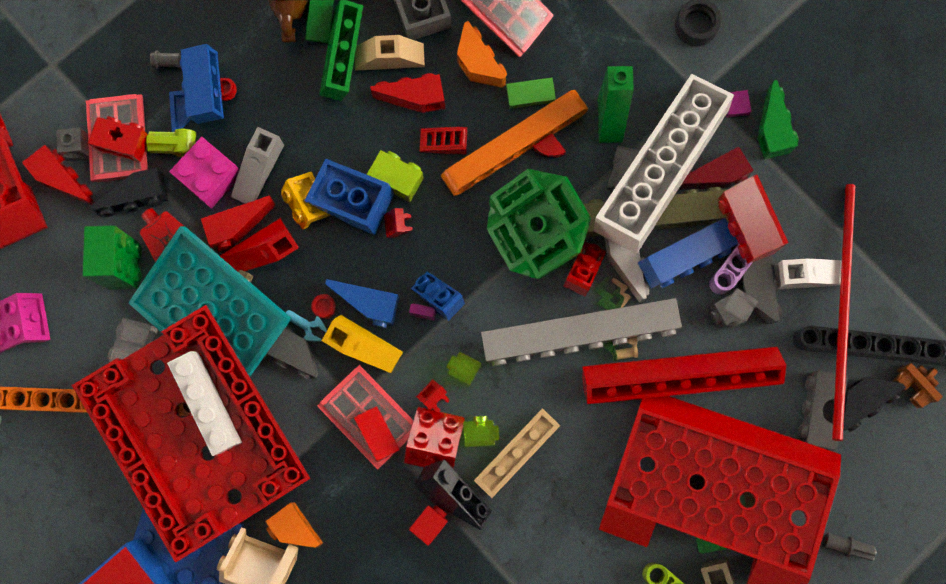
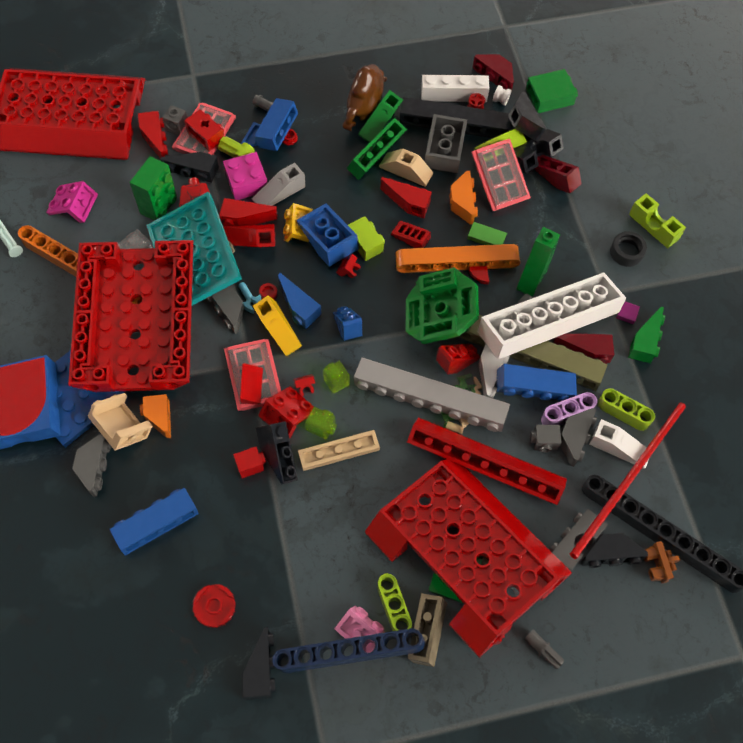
camera: 25 degrees right, 15 degrees down
(204, 403) = (153, 297): white brick -> none
(422, 311) = (330, 327): magenta tile -> none
(740, 305) = (554, 434): clear tile -> none
(752, 220) = (592, 380): slope -> none
(807, 226) = (635, 409): none -> lime beam

